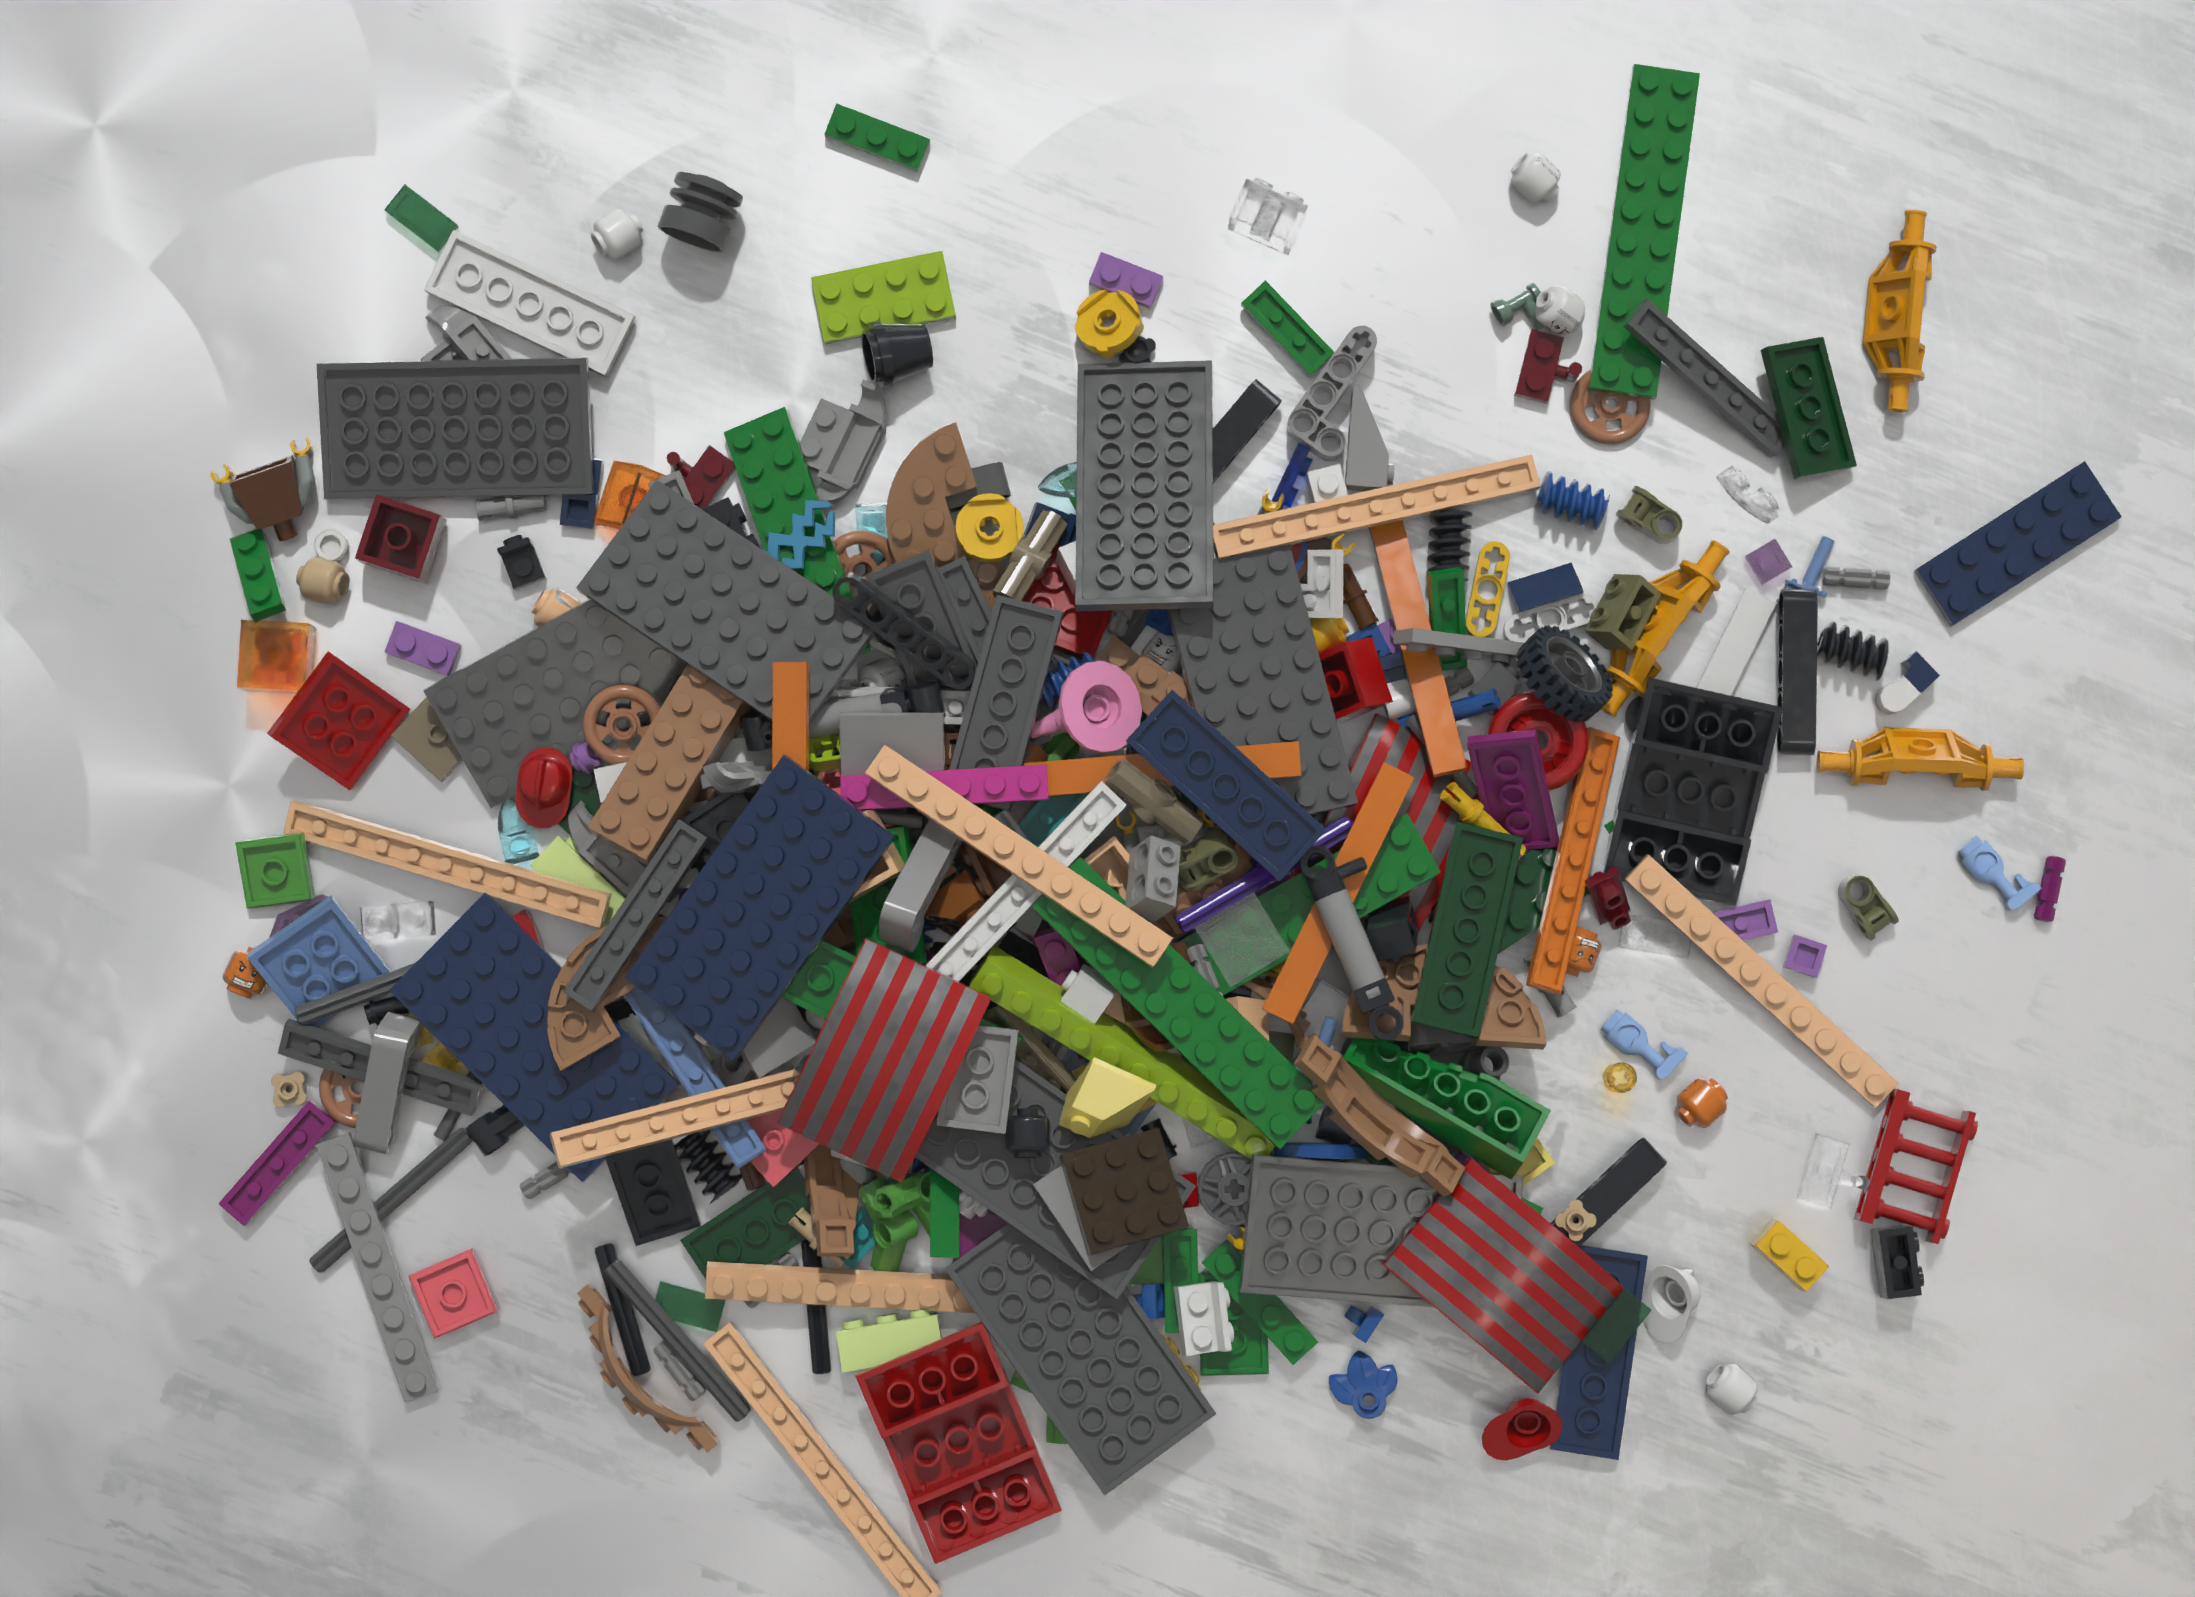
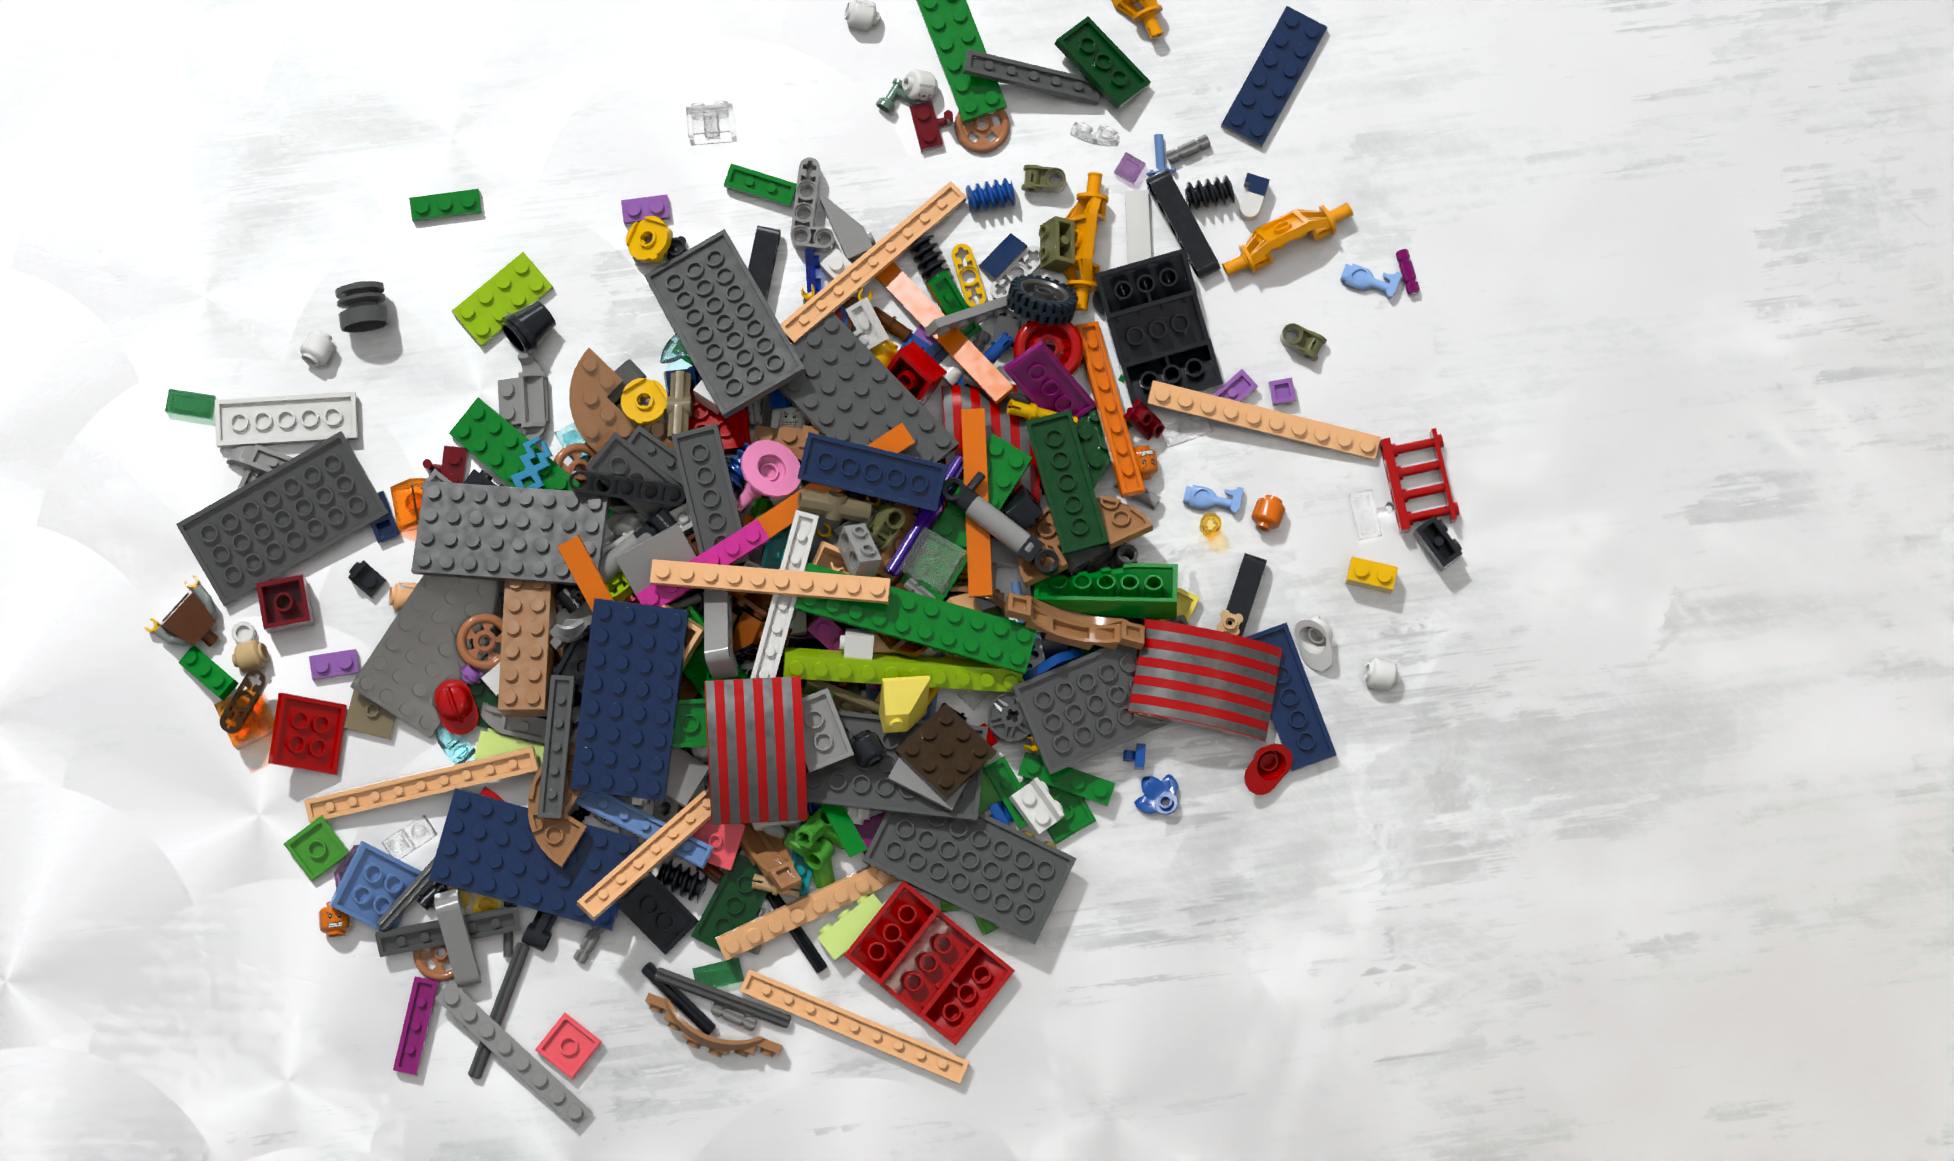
camera: 25 degrees left, 5 degrees down
(261, 657) = (258, 689): none -> dark brown beam
(297, 1094) = (391, 977): tan plate -> none
(509, 506) = (341, 548): light grey pin -> none
(1616, 1325) = (1290, 674): clear green tile -> none

